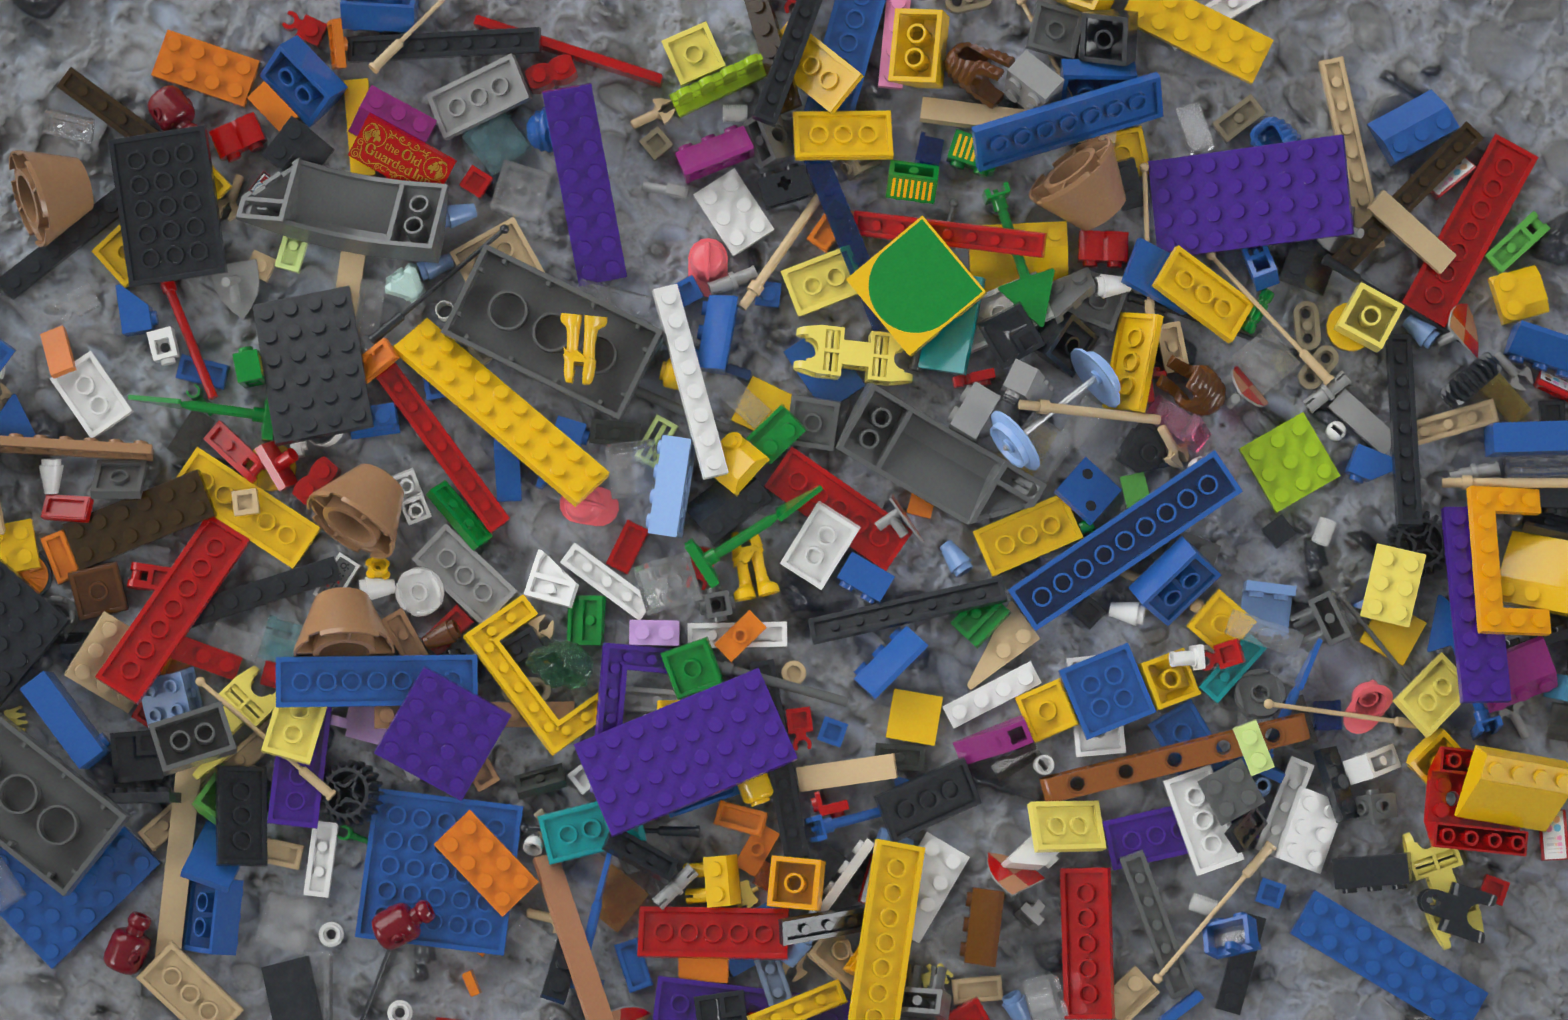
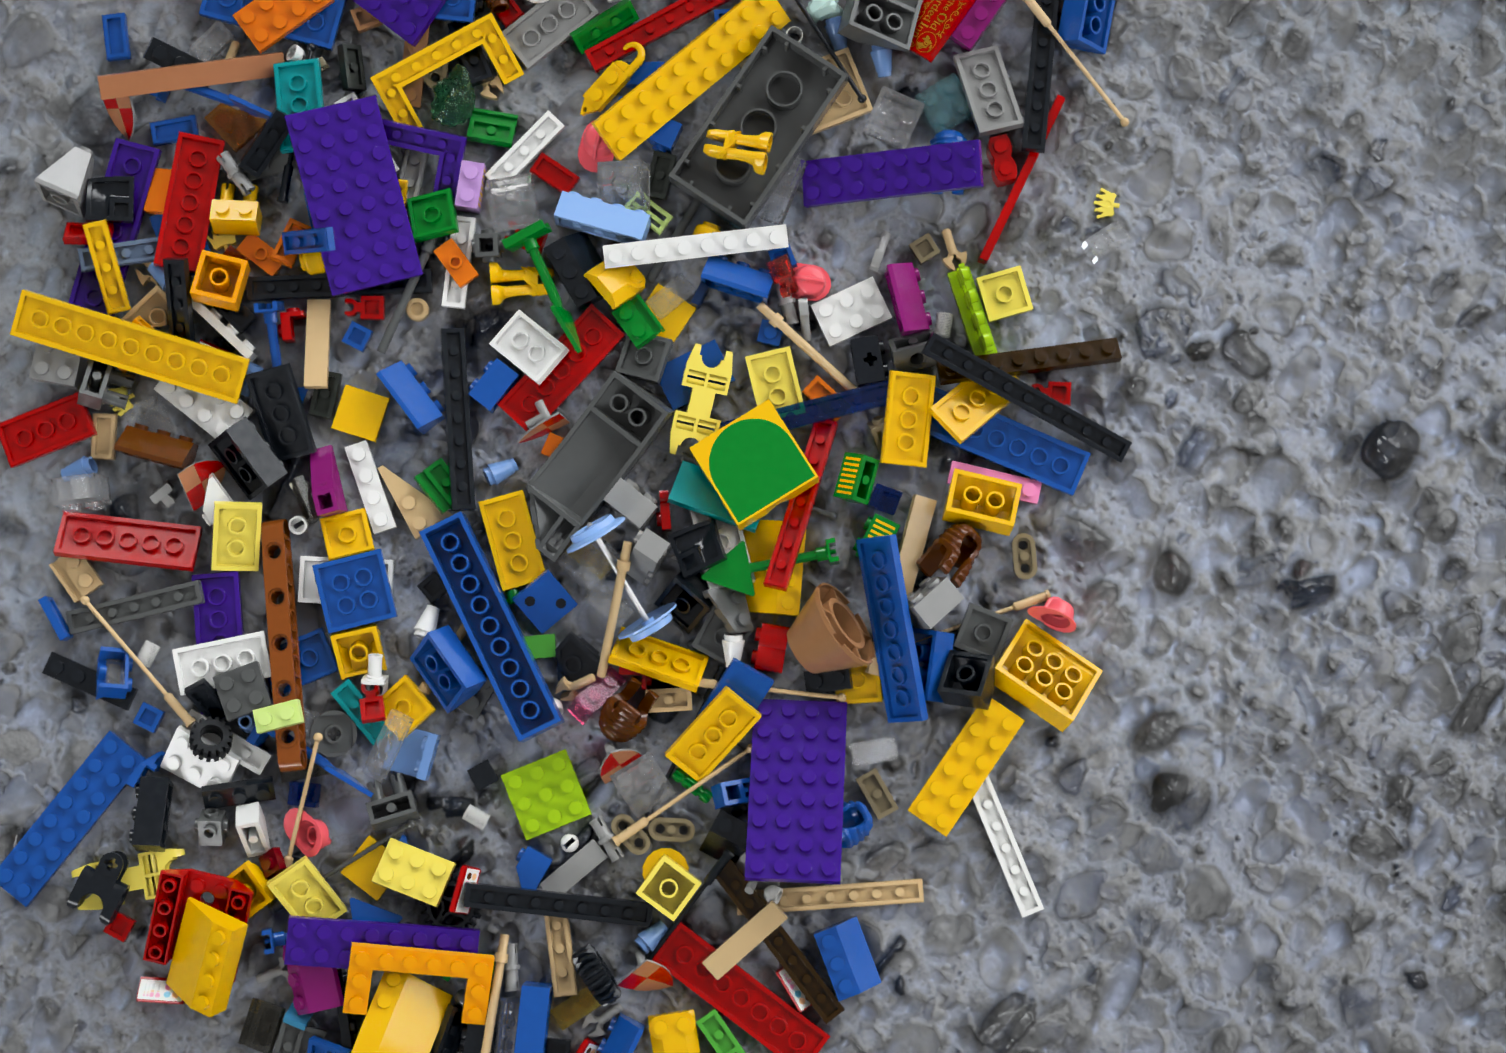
camera: 95 degrees right, 0 degrees up
(476, 182) = (910, 80): red plate -> none
(519, 498) = (611, 81): none -> yellow plate
(550, 582) = (531, 100): white wing -> none
(706, 287) = (781, 273): none -> clear red plate
(742, 260) = (804, 319): none -> light grey bar
(742, 792) = (308, 241): none -> blue tile
(981, 827) = (247, 458): none -> black slope
(1300, 818) = (209, 751): none -> black tyre
(1318, 882) = (152, 763): none -> blue slope
(1359, 211) = (773, 893): none -> white hinge
(1387, 527) = (466, 874): none -> slope
(1404, 738) = (272, 862): none -> dark red plate

